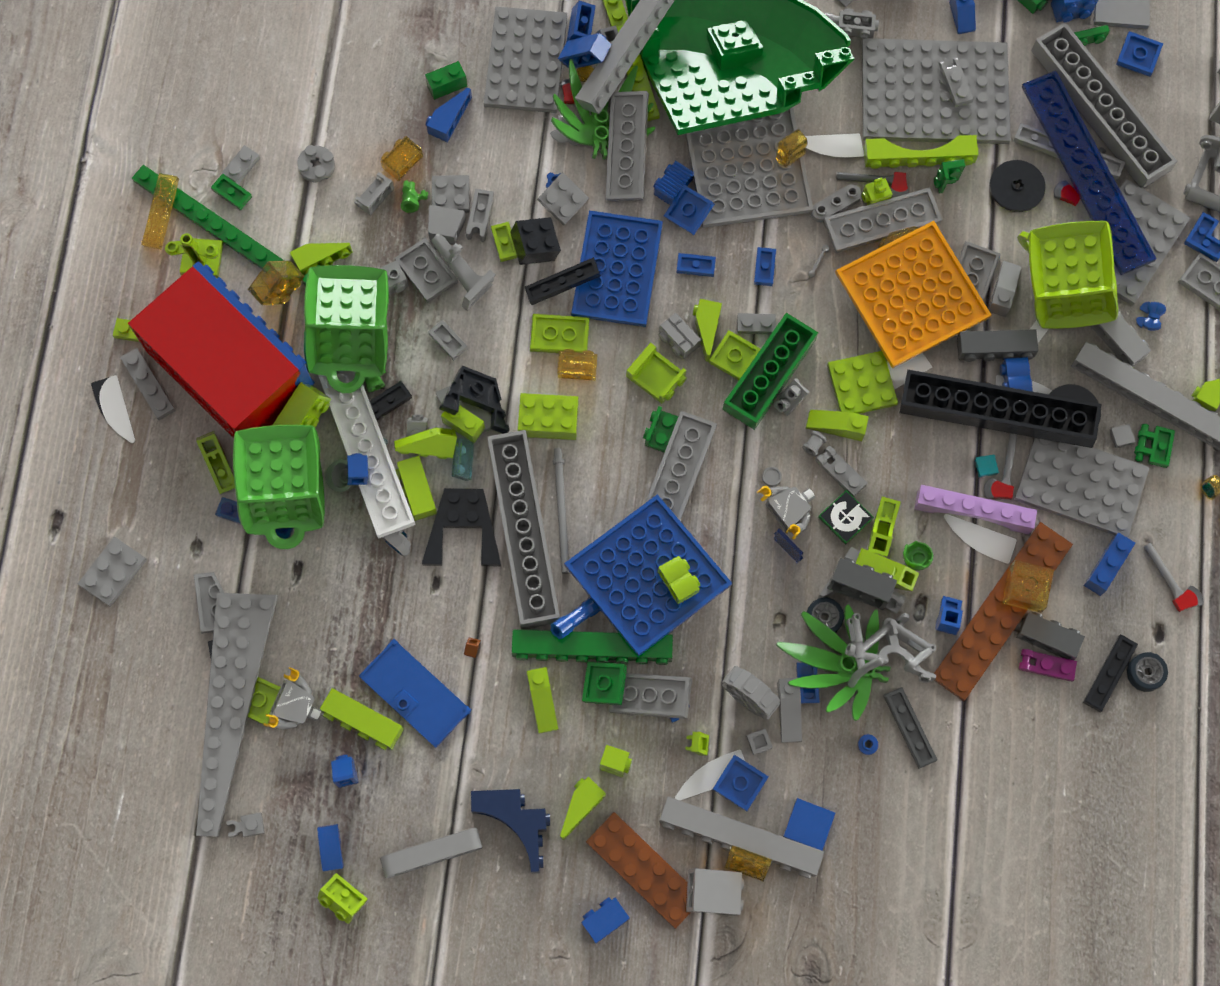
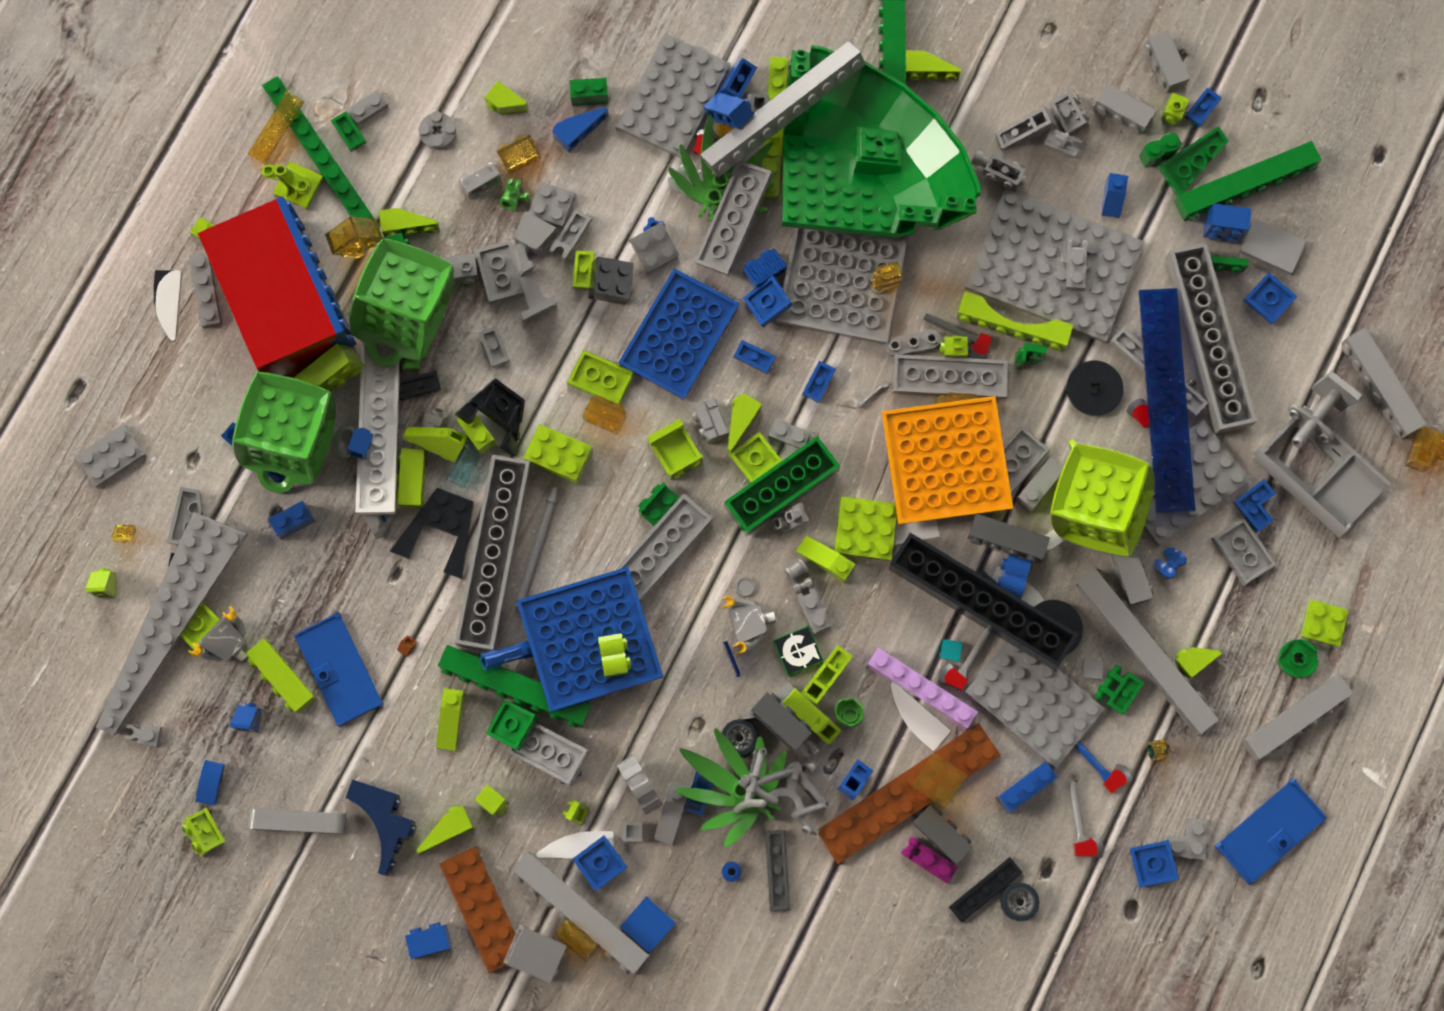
camera: 20 degrees right, 5 degrees up
(151, 694) = (101, 583): none -> lime slope
(154, 639) = (123, 533): none -> clear yellow plate
(216, 461) = (238, 381): lime slope -> none
(315, 567) = (291, 520): none -> blue brick
(370, 114) = (504, 100): none -> lime slope
(562, 281) = (621, 329): black plate -> none
(836, 145) = (934, 285): white sticker -> none
(1183, 530) = (1112, 781): none -> piece

